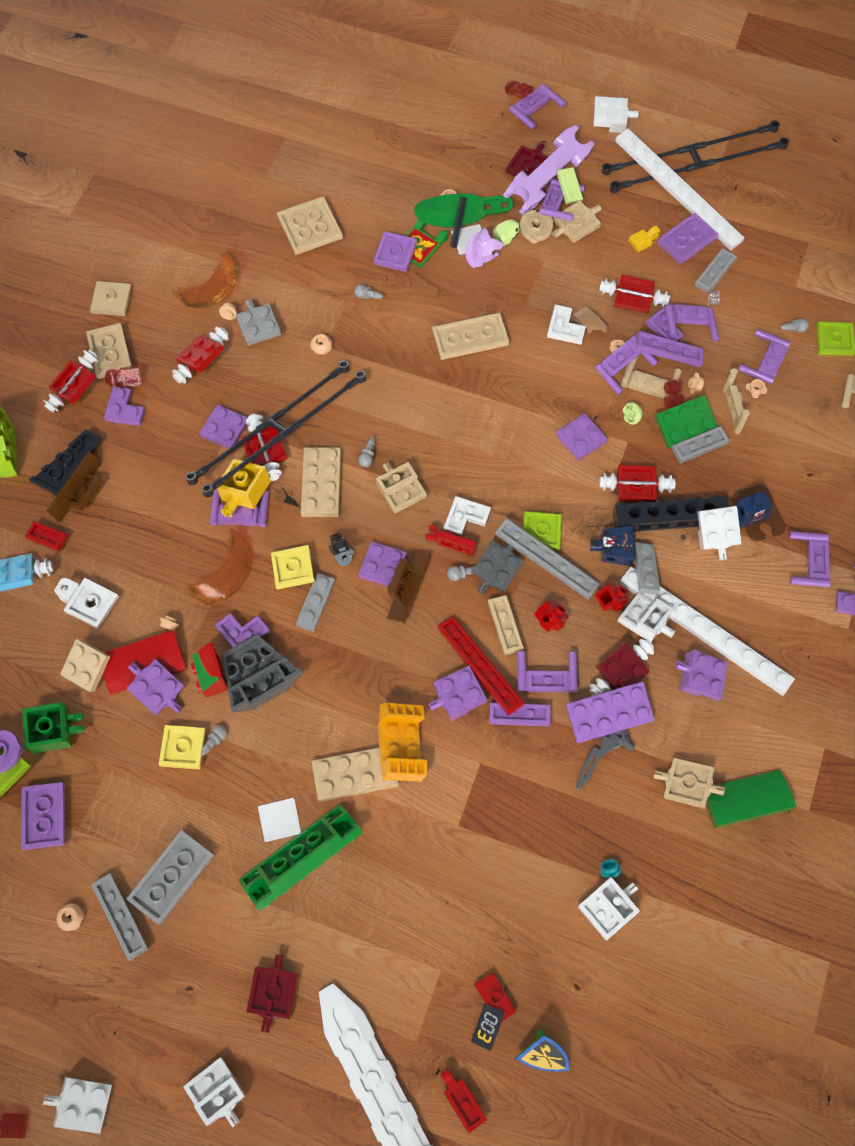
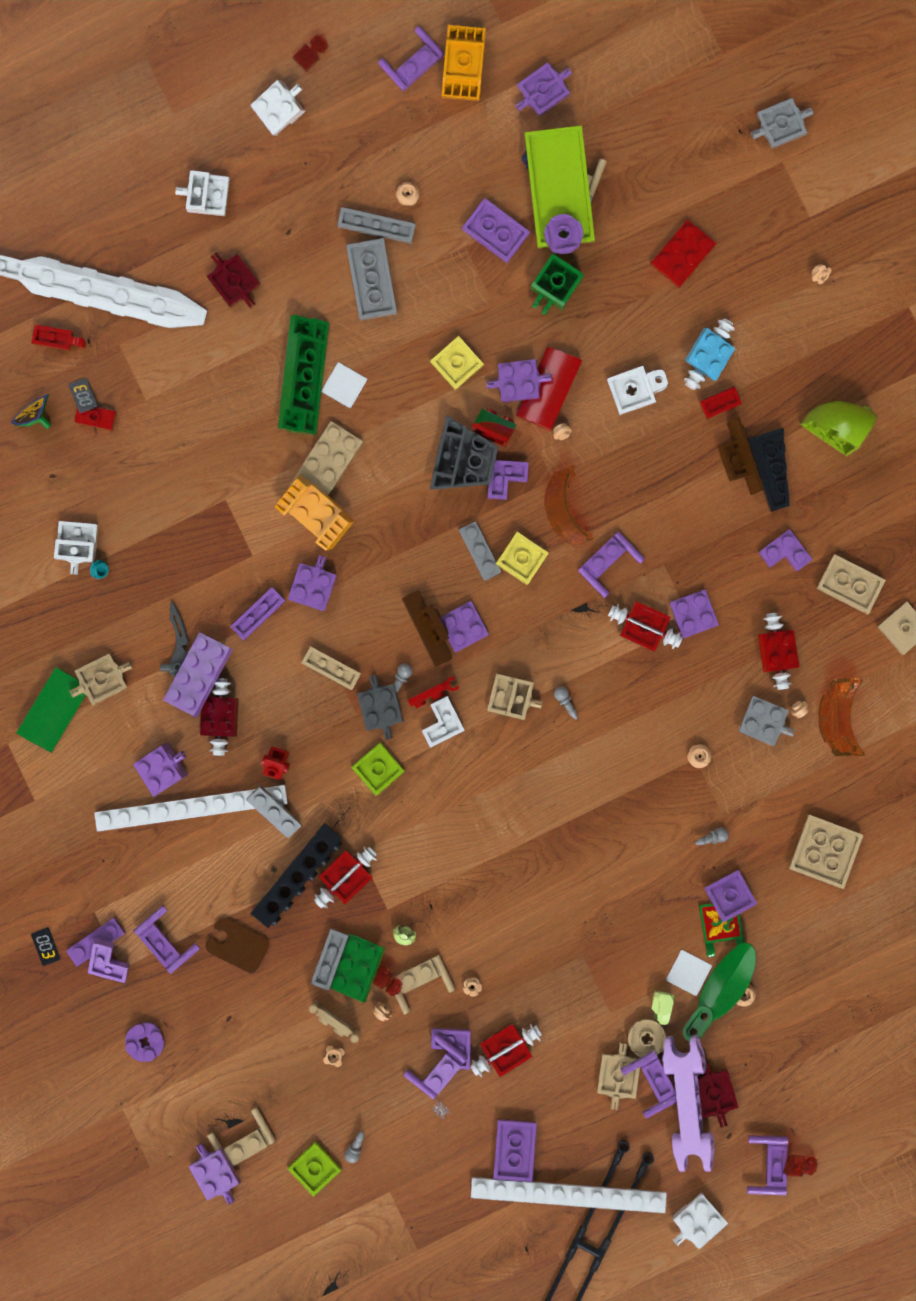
camera: 135 degrees right, 20 degrees up
(71, 381) = (844, 529): red plate -> none
(85, 665) = (582, 345): tan plate -> none
(129, 376) = (810, 578): clear red plate -> none
(208, 489) = (659, 649): black bar -> none
(217, 734) = (444, 397): light grey bar -> none
(243, 487) = (617, 569): yellow brick -> none
(321, 482) = (575, 644): tan plate -> none
(341, 549) = (502, 605): black hips -> none
(459, 217) = (710, 976): black bar -> none
(470, 336) = (593, 879): tan plate -> none
(480, 248) = (664, 968): lavender helmet -> none
(481, 666) = (318, 620): red tile -> none
(547, 558) = (351, 748): light grey tile -> none
(547, 680) = (262, 656): medium lavender plate -> none
(551, 616) = (304, 706): red brick -> none
(562, 329) = (532, 958): white plate -> none
(569, 185) = (655, 1102): yellowish green tile -> none
(581, 437) = (424, 877): medium lavender plate -> none
(588, 318) = (517, 988): medium nougat slope -> none
(615, 545) = (313, 808): dark blue torso -> none
(619, 360) = (457, 976): medium lavender plate -> none
(643, 240) = (551, 1113): yellow plate -> none
(647, 617) = (238, 772): white plate -> none
(669, 349) = (427, 1019): medium lavender plate -> none
(715, 270) = (465, 1141): light grey tile -> none
(719, 529) = (249, 895): white plate -> none
(755, 509) = (240, 934): dark blue torso -> none
(772, 358) = (346, 1098): medium lavender plate -> none

